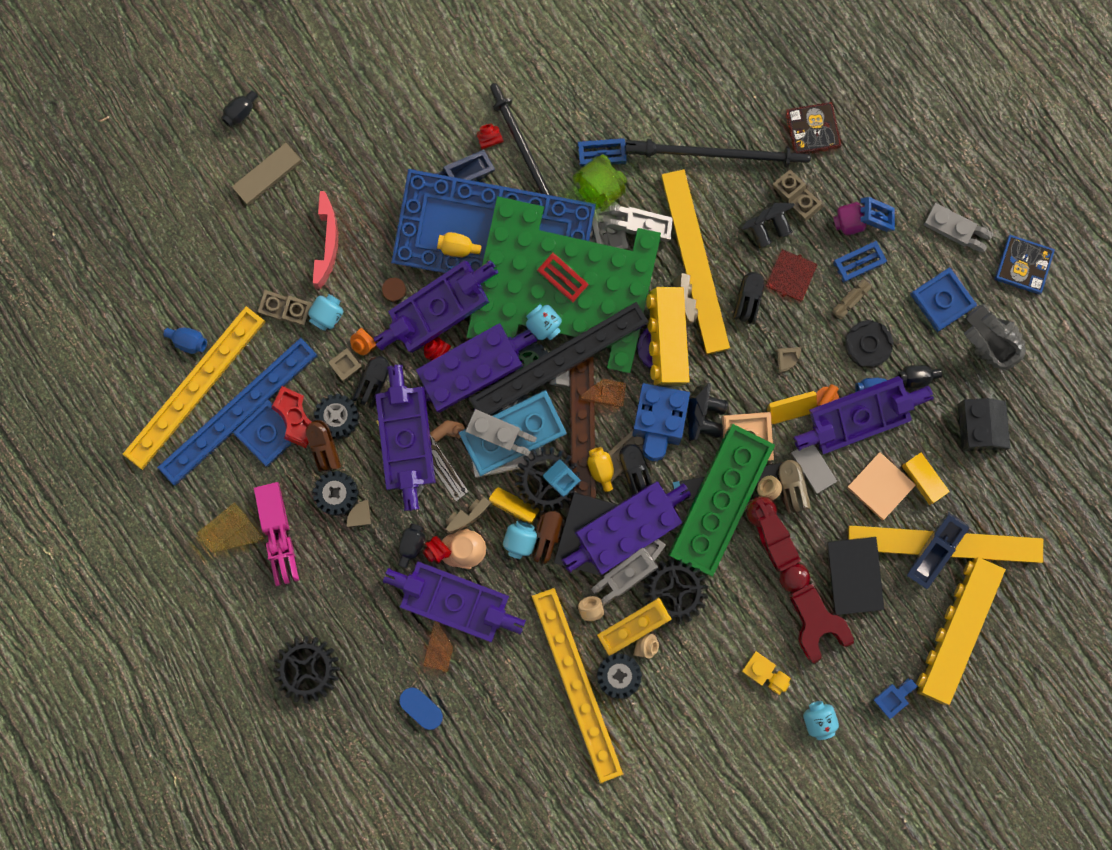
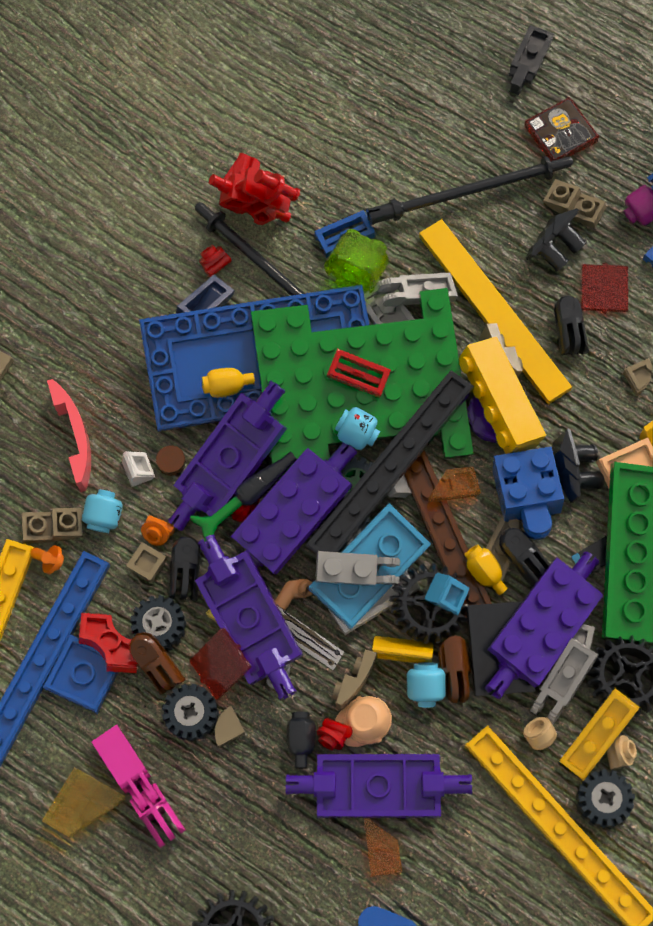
camera: 15 degrees left, 10 degrees down
(273, 335) = (51, 559): none -> orange plate
(366, 286) = (137, 467): none -> white slope
(371, 465) = (220, 663): none -> clear red piece
(440, 341) = (246, 494): none -> black piece
(538, 93) = (255, 191): none -> red piece
(813, 54) = (529, 57): none -> black hinge

